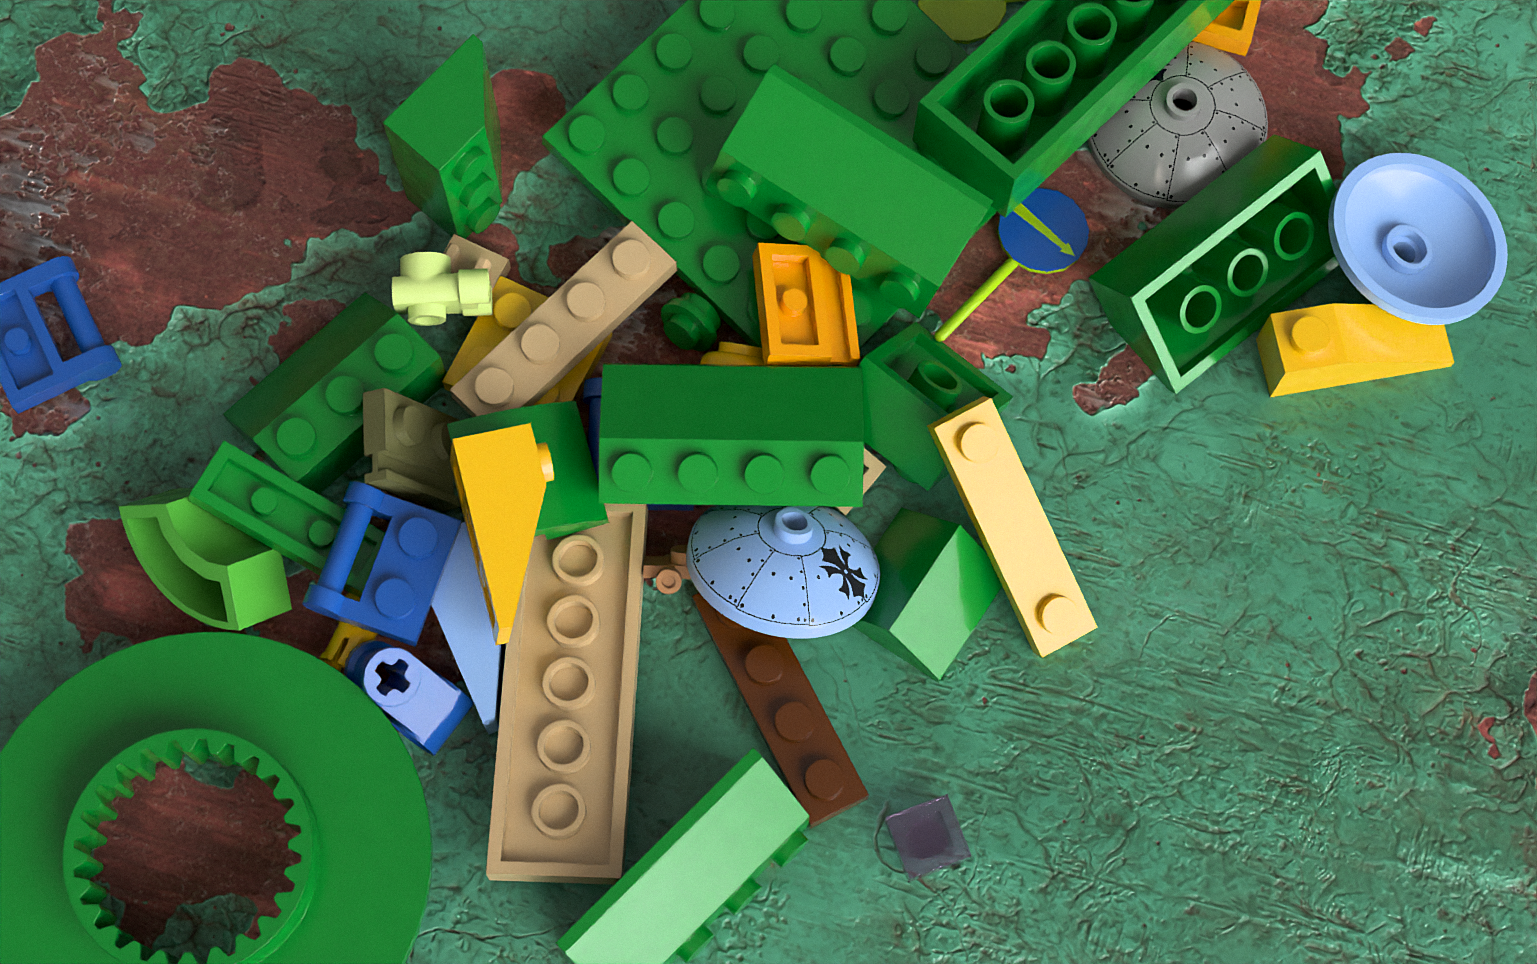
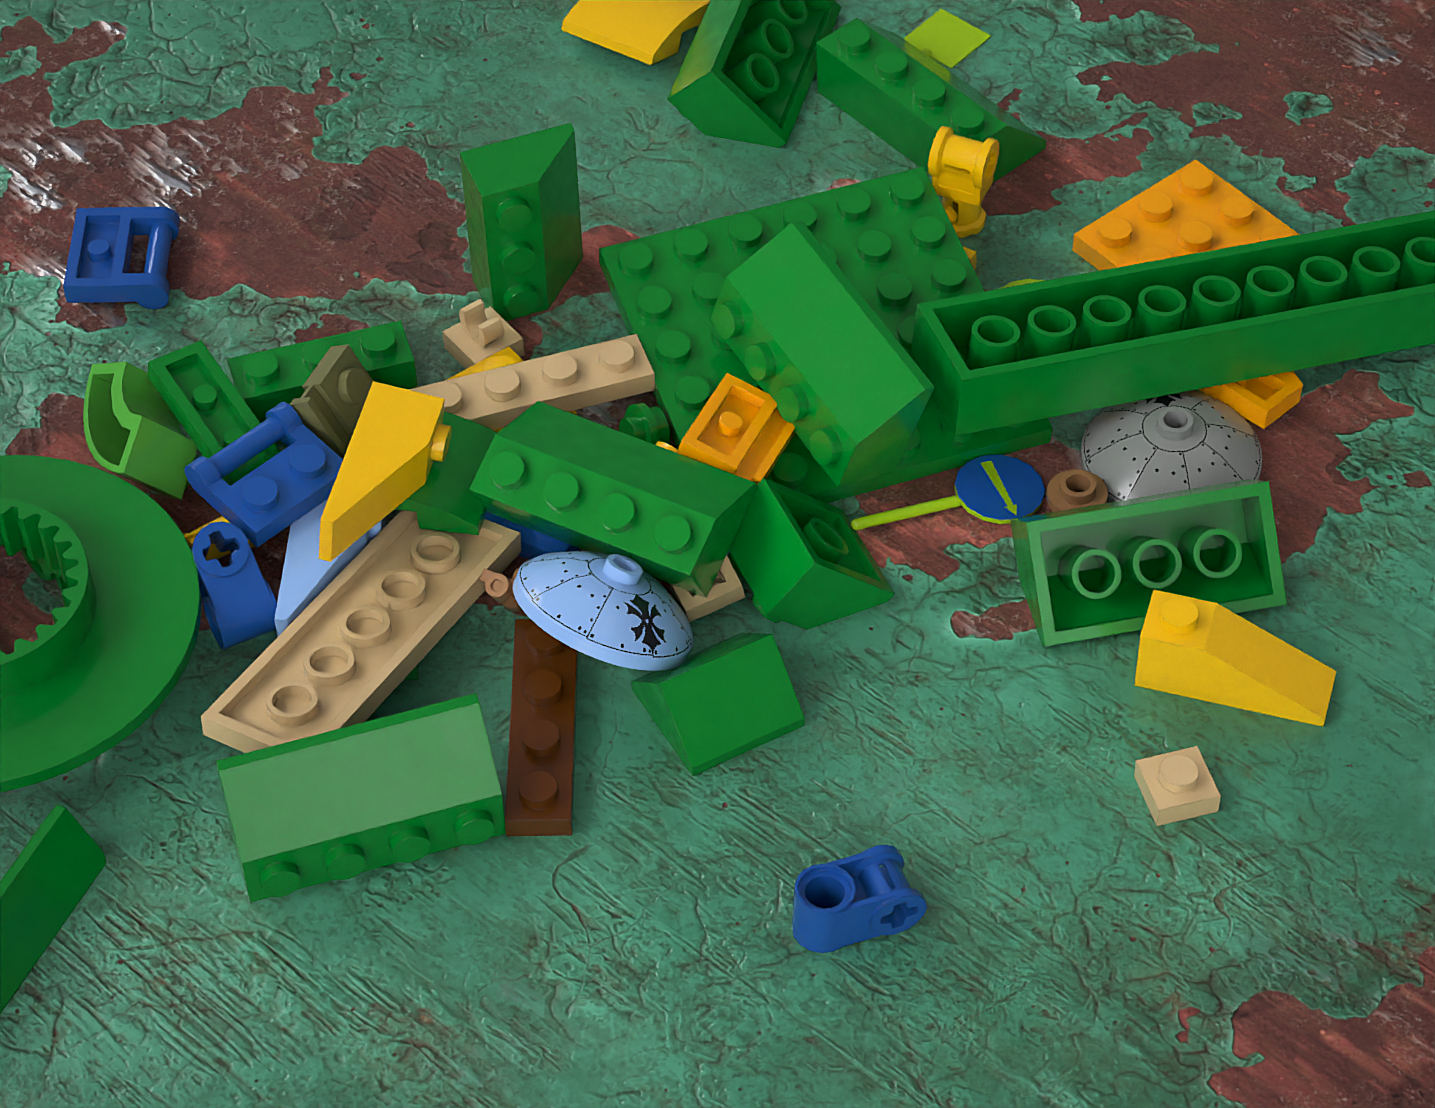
camera: 30 degrees right, 25 degrees down
(430, 290) = (448, 318): yellowish green plate -> none
(927, 838) = (600, 872): plate -> none
(1012, 526) = (820, 659): yellow plate -> none
(1119, 227) = (1075, 490): none -> medium nougat plate
(1172, 752) = (853, 900): none -> blue piece
(1366, 495) = (1177, 786): none -> tan plate
(1417, 238) = (1333, 594): light blue dish -> none

